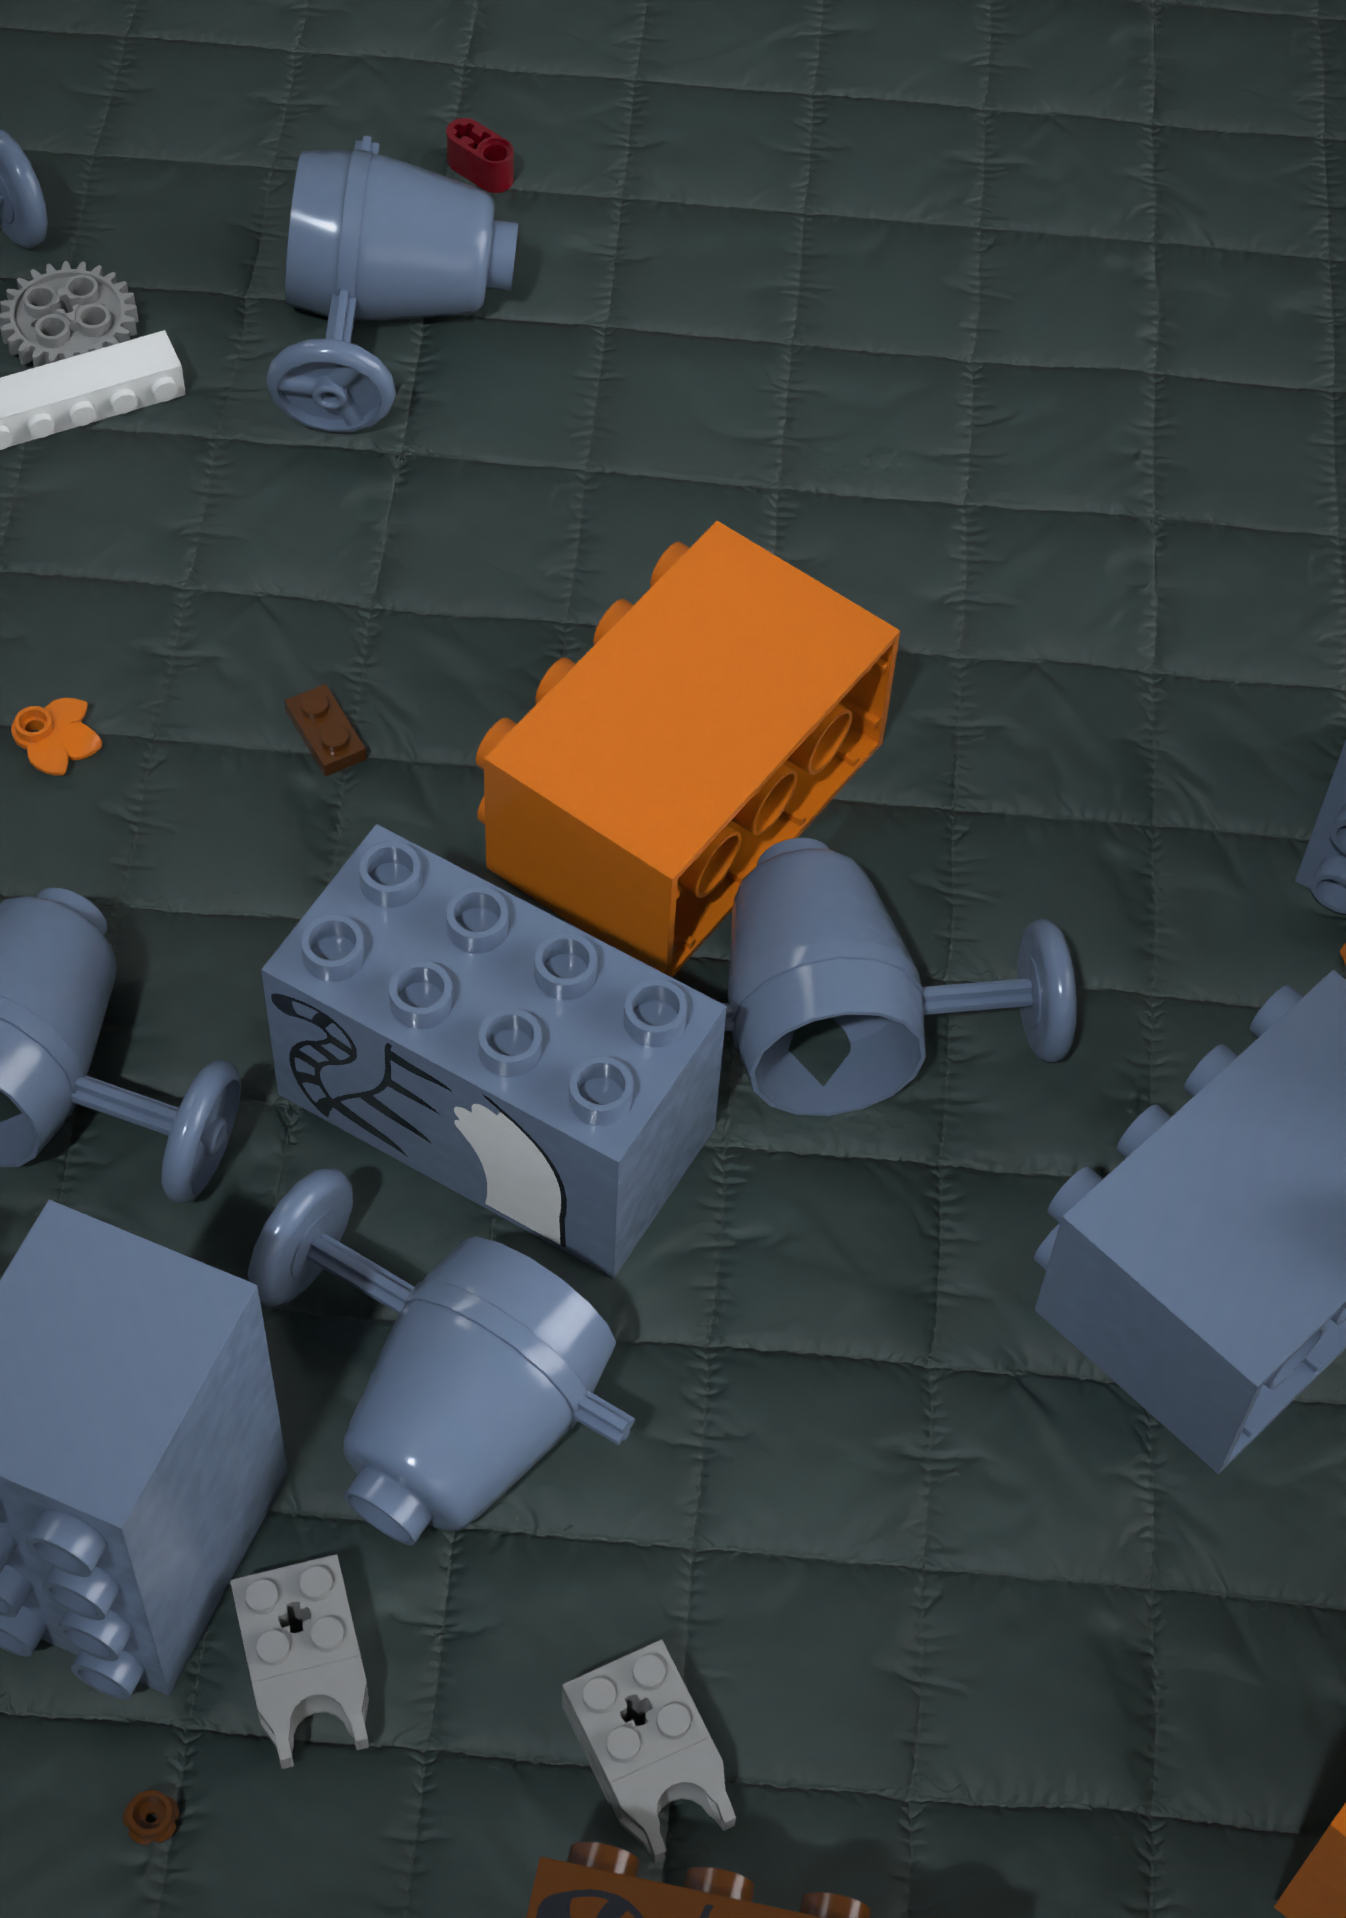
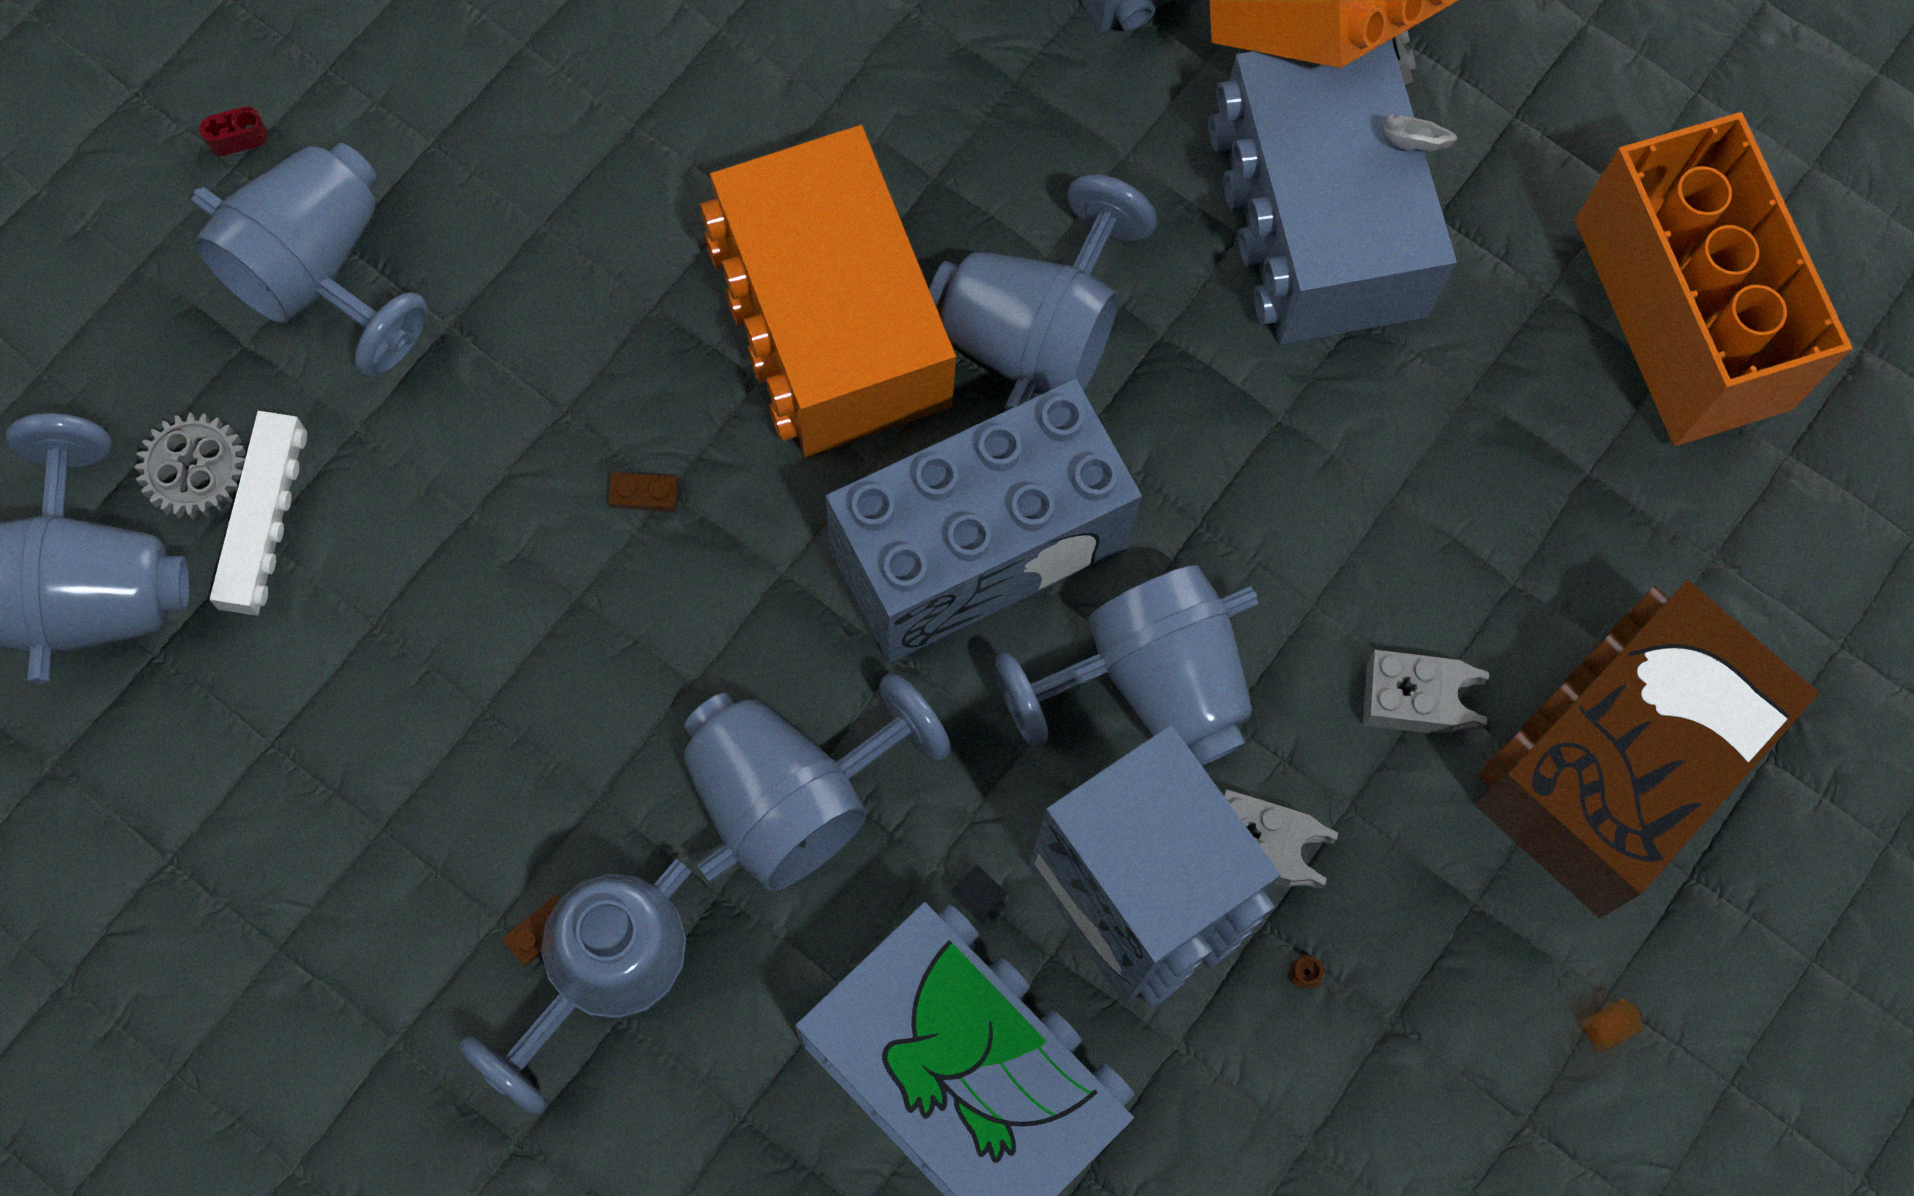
camera: 60 degrees left, 15 degrees up
(59, 735) = (544, 650): orange plate -> none

